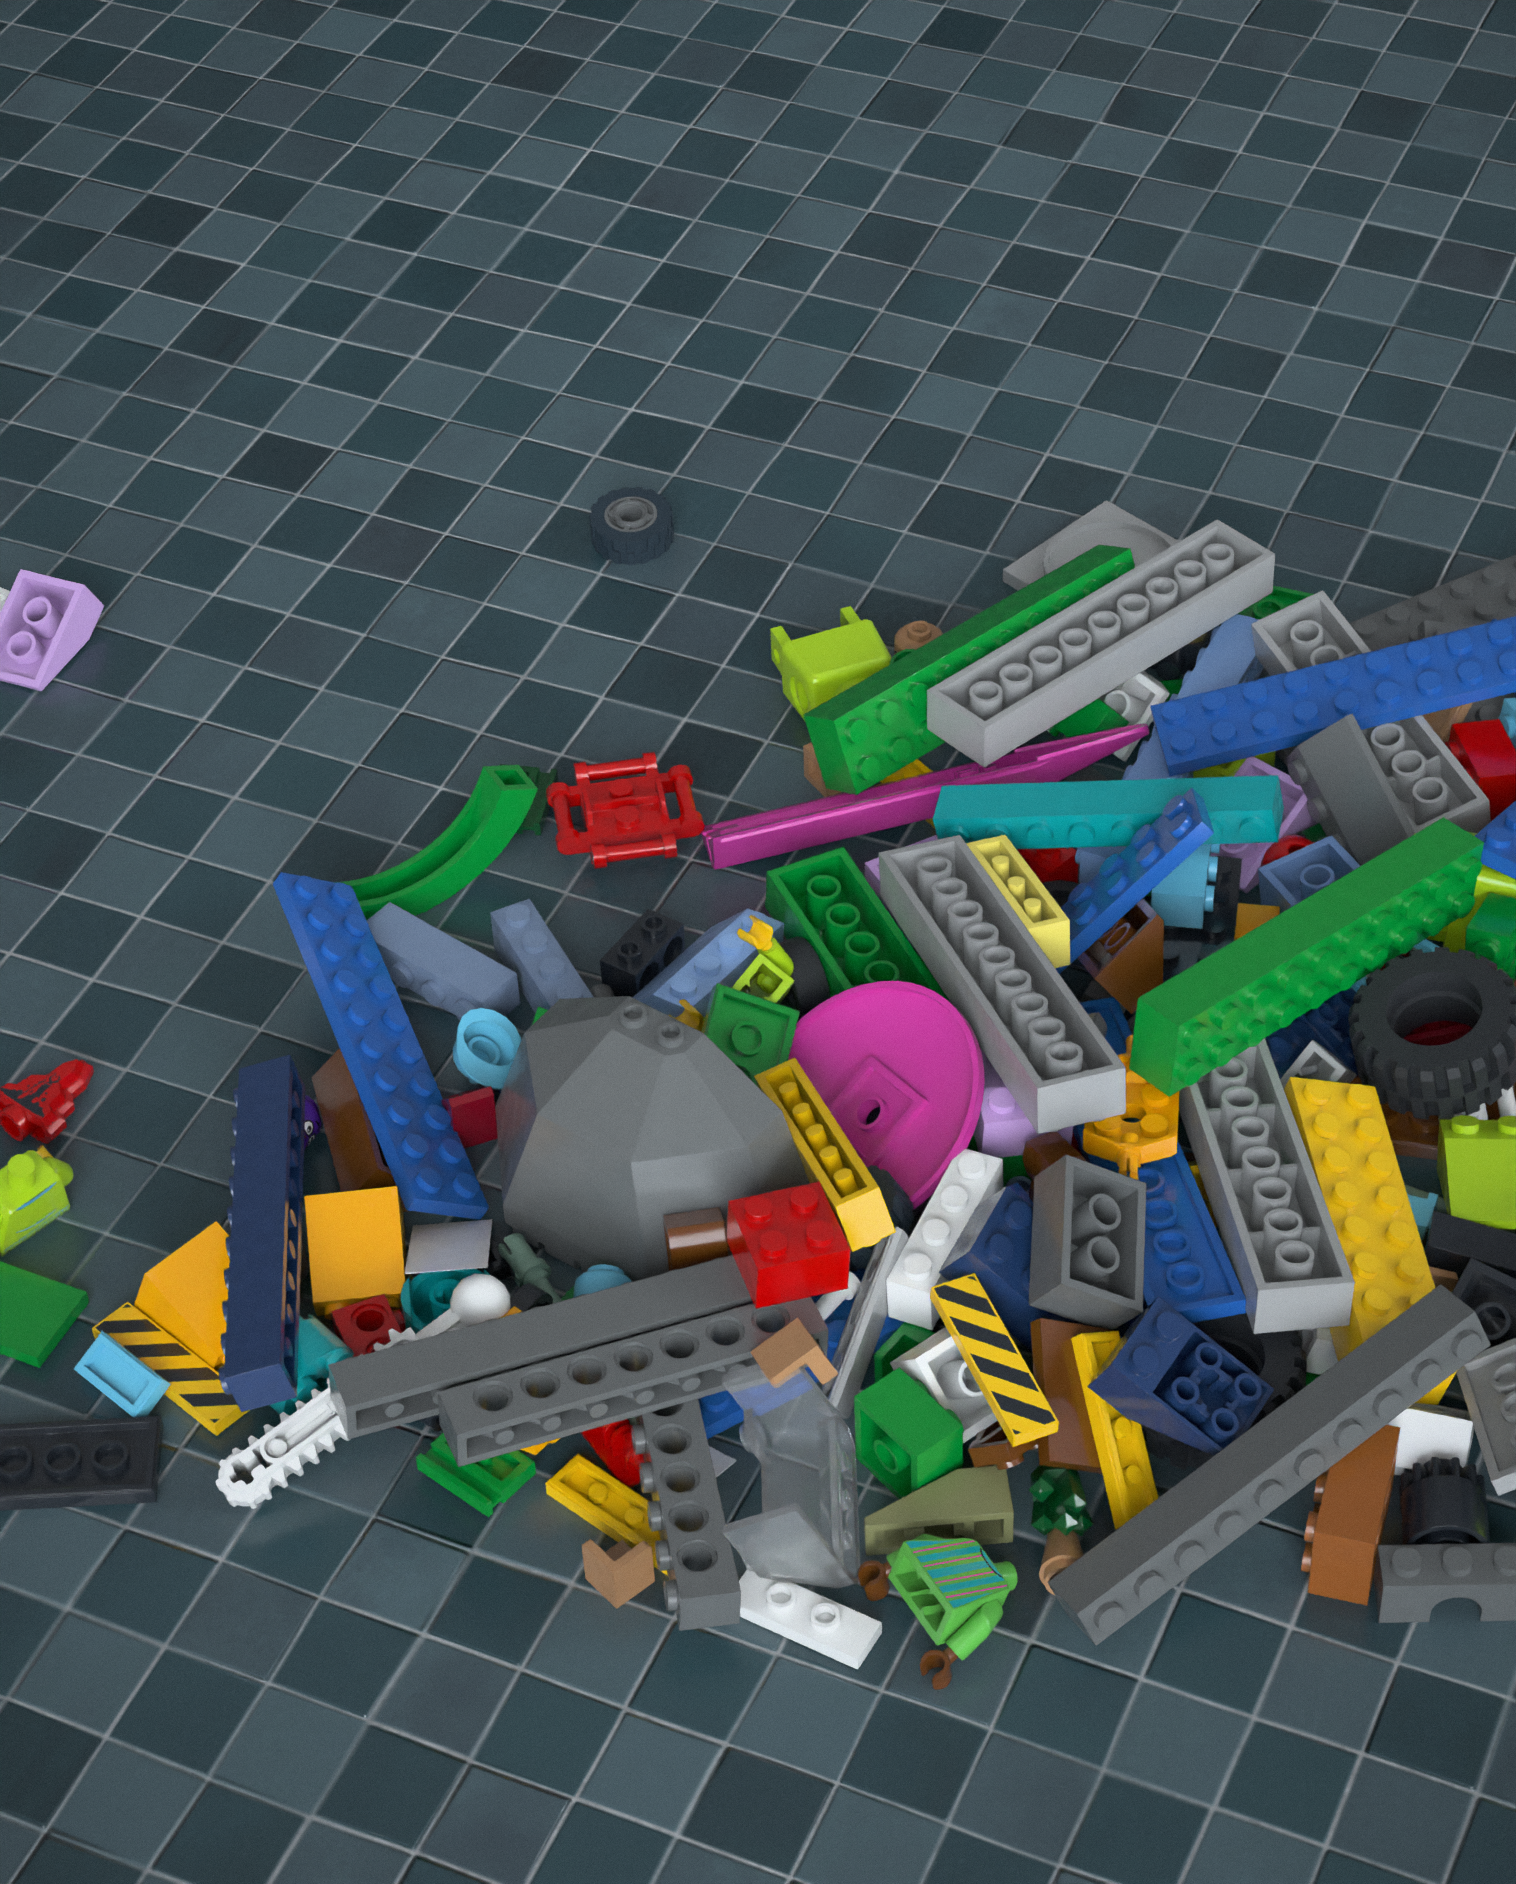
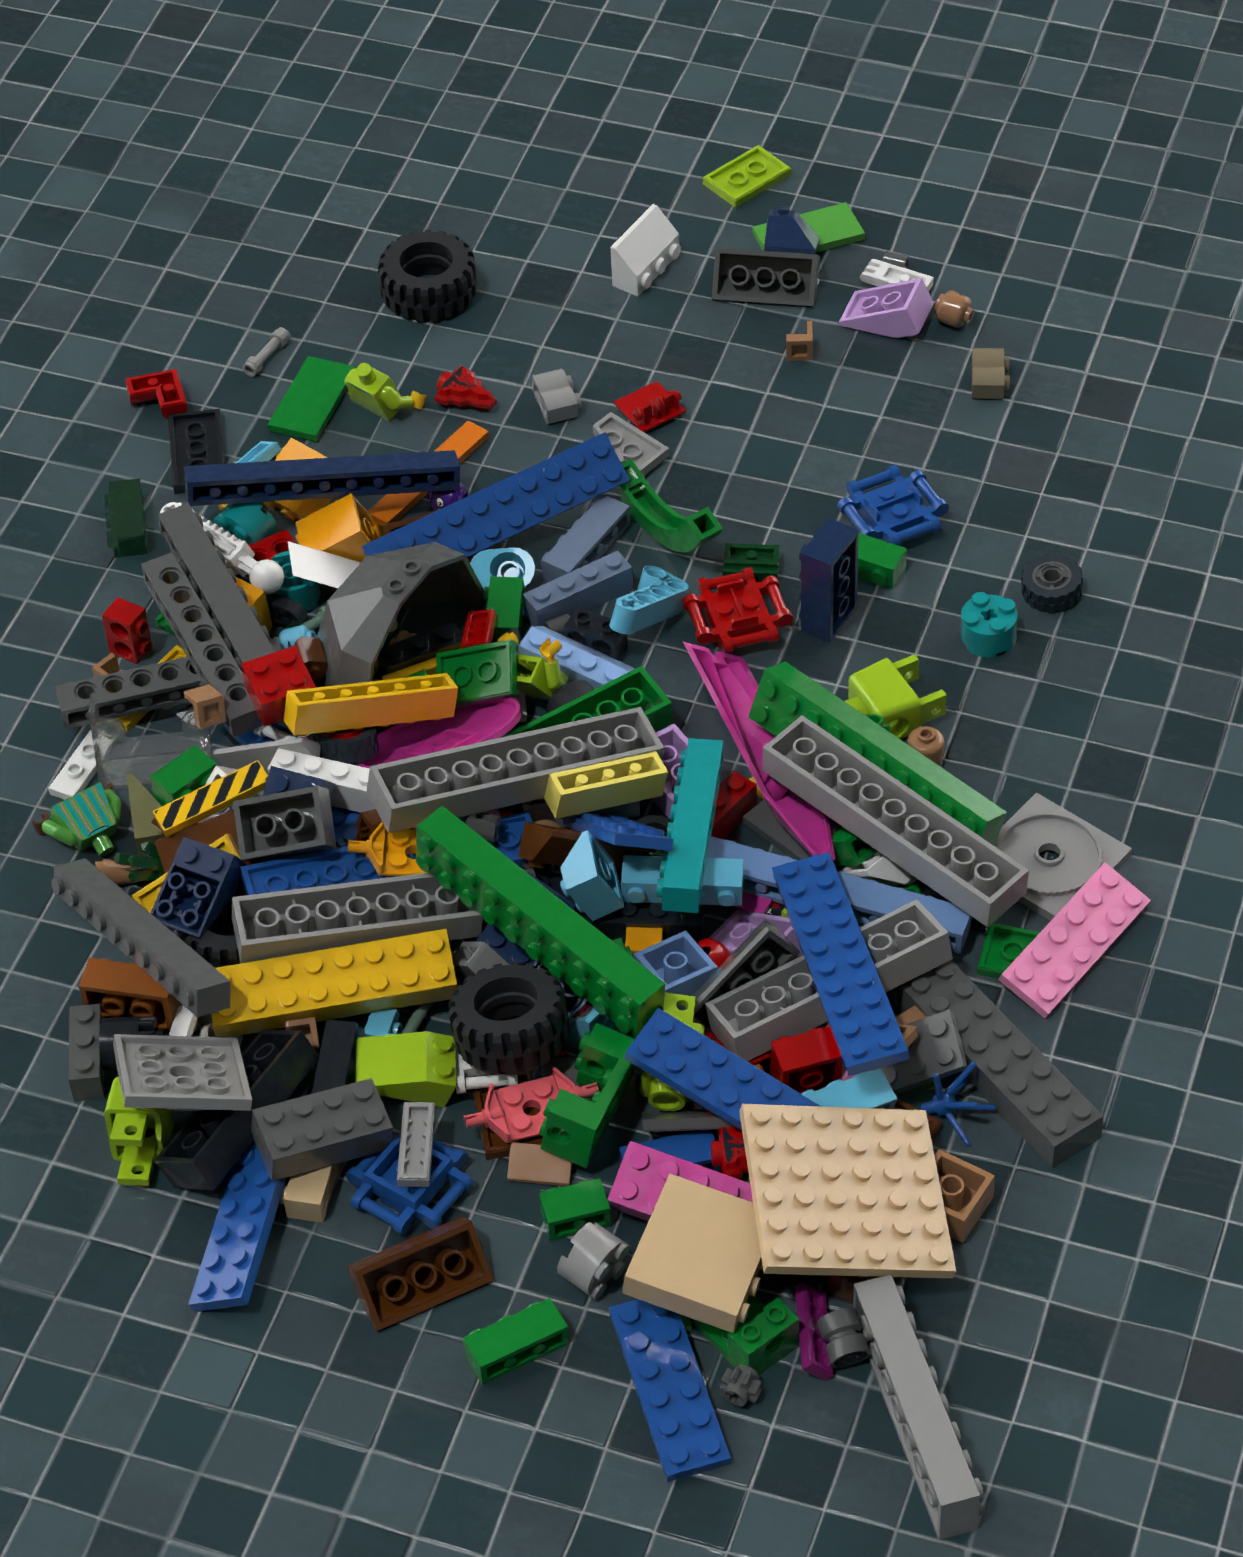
camera: 85 degrees right, 5 degrees up
(69, 562) = (953, 309): none -> medium nougat head
(73, 723) = (800, 346): none -> medium nougat panel
(97, 991) = (556, 396): none -> light grey brick
(150, 891) = (651, 406): none -> red hinge
(184, 1129) = (395, 506): none -> orange tile
(207, 550) = (989, 373): none -> dark tan brick
(218, 1552) = (126, 518): none -> clear green brick
(228, 917) = (631, 443): none -> light grey wing
(454, 652) = (895, 510): none -> blue brick
(524, 1529) = (127, 630): none -> red brick
(550, 678) = (880, 561): none -> green brick
(602, 881) = (655, 600): none -> medium azure beam
(633, 677) = (828, 580): none -> dark blue brick
(702, 581) = (988, 625): none -> teal brick
(1200, 915) = (591, 878): none -> medium azure slope
(1295, 572) = (1074, 940): none -> bright pink plate

